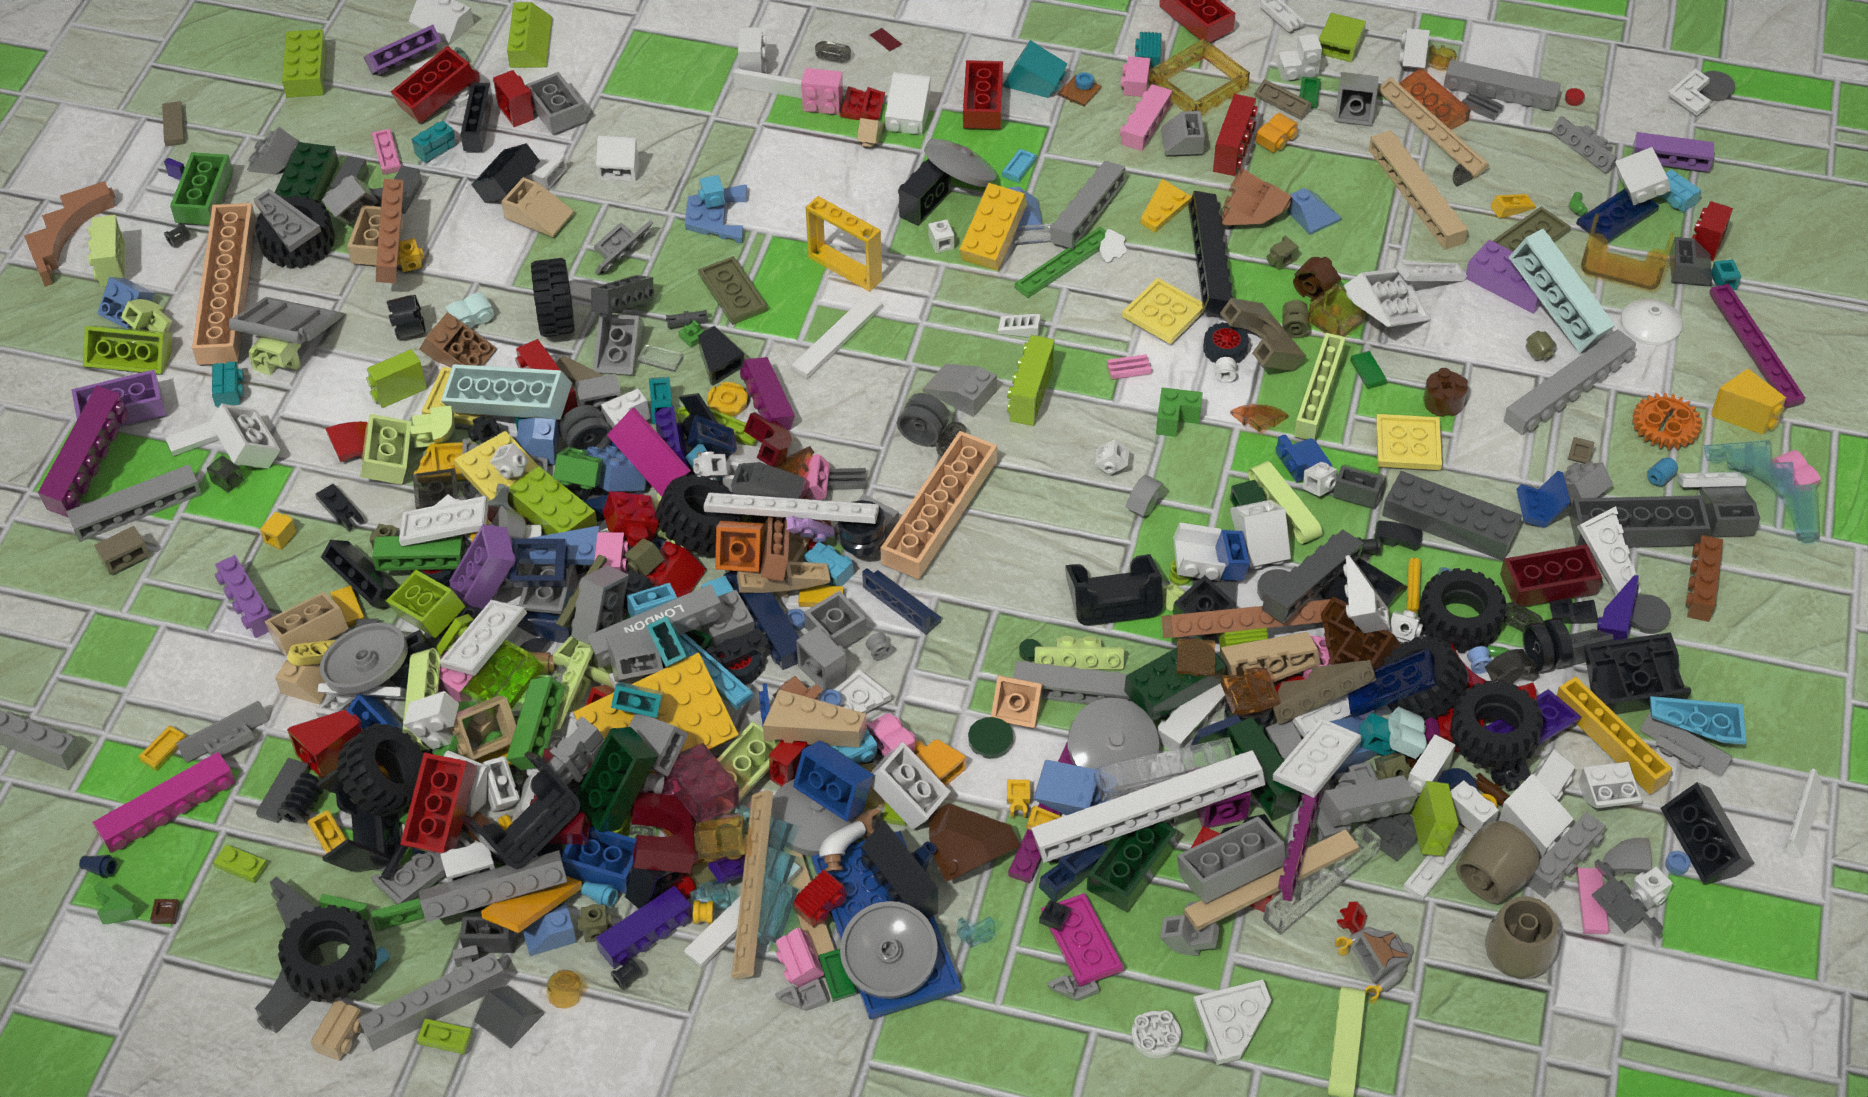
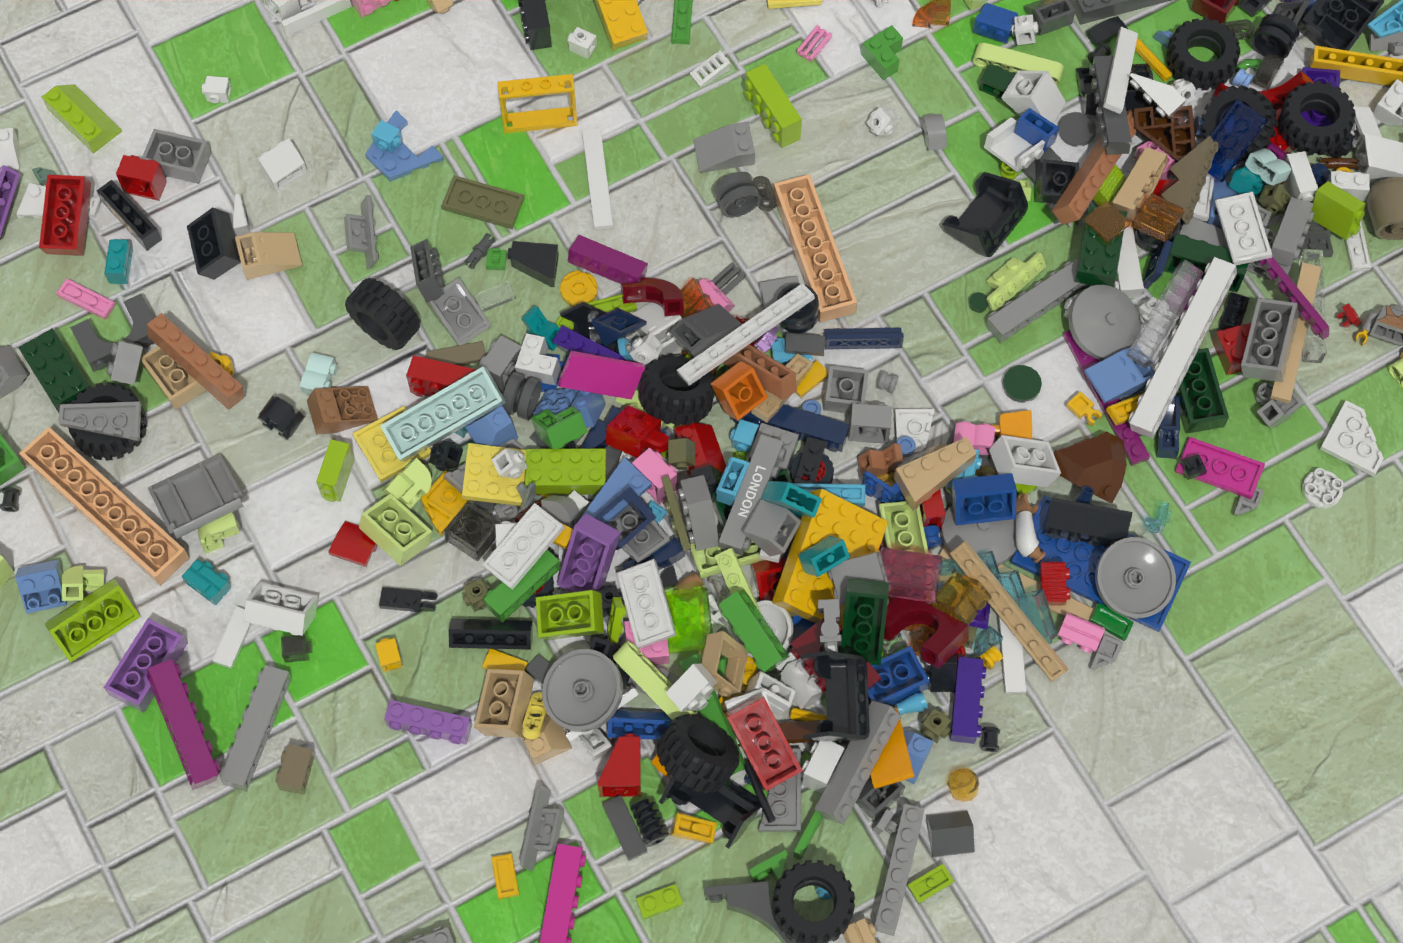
camera: 45 degrees left, 15 degrees up
(639, 83) = (217, 89): none -> white brick
(770, 782) = (932, 536): none -> blue wheel
(840, 562) = (805, 344): none -> dark grey tile
(1017, 701) = (1014, 346): light nougat slope -> none
(1358, 549) = (1120, 70): none -> white tile

